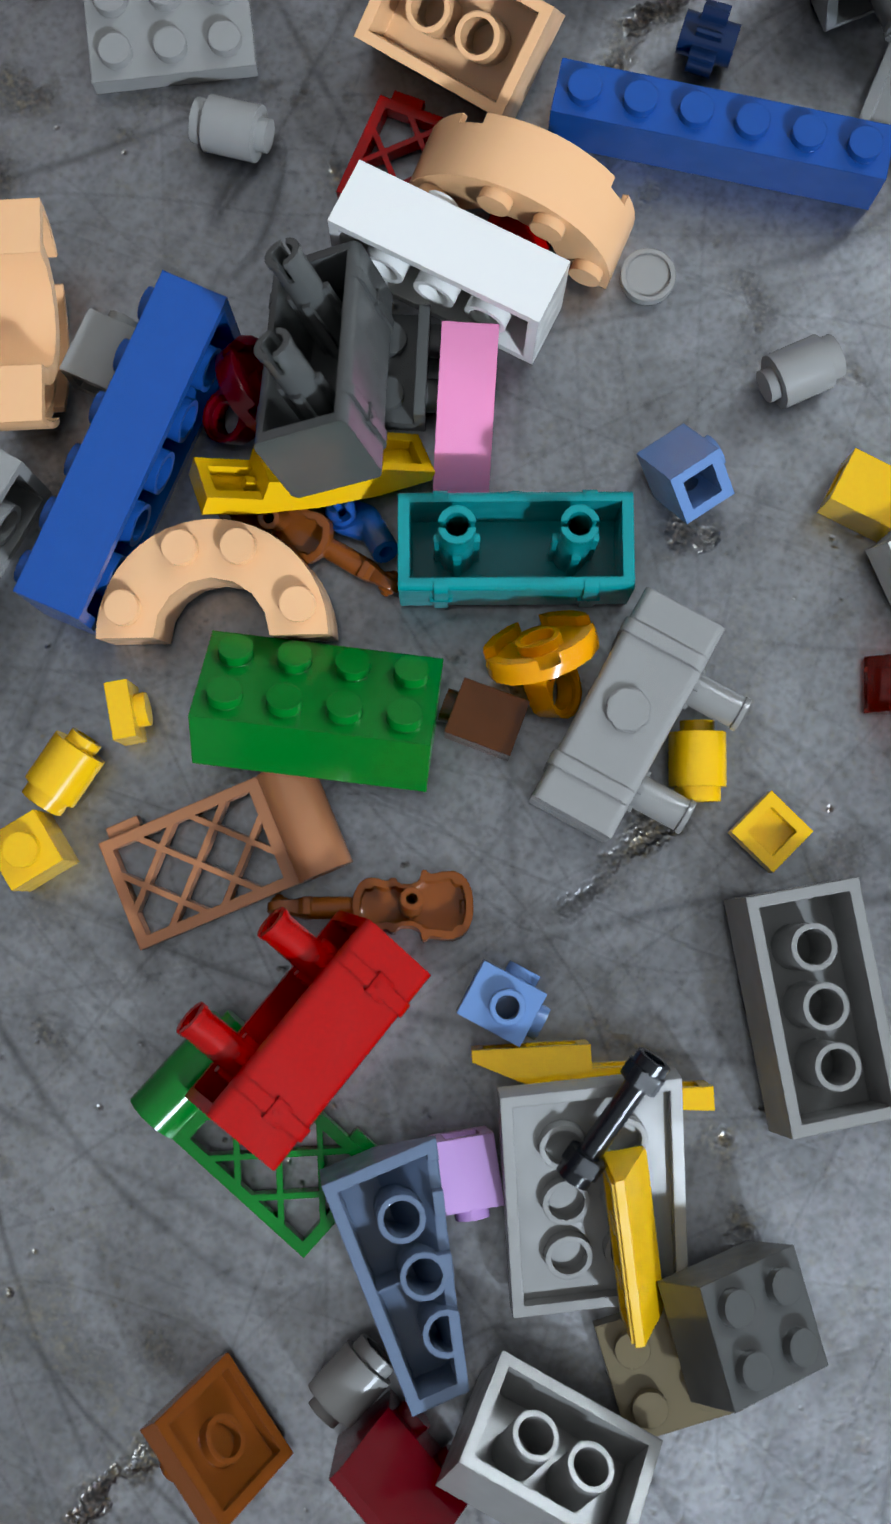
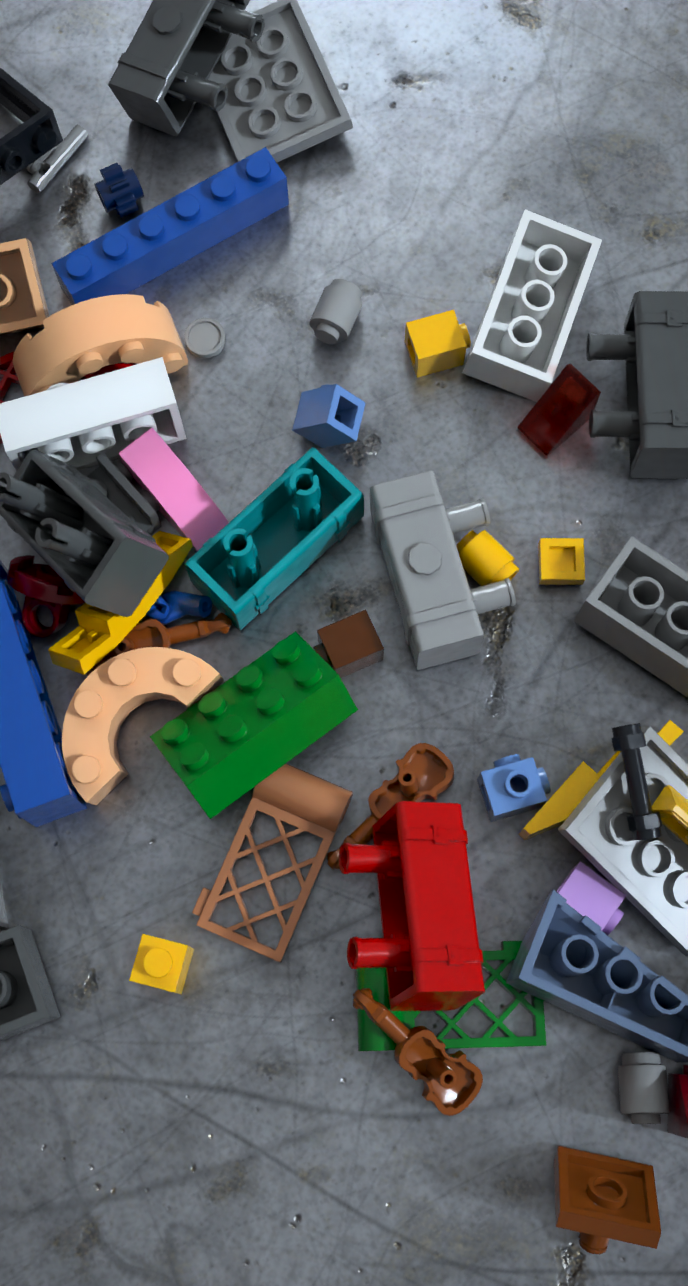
camera: 45 degrees left, 10 degrees down
(63, 771) = (136, 901): yellow brick -> none
(127, 712) = (143, 831): yellow plate -> none
(185, 1201) = (448, 1078): none -> dark orange piece
(541, 657) = (351, 581): light orange tile -> none

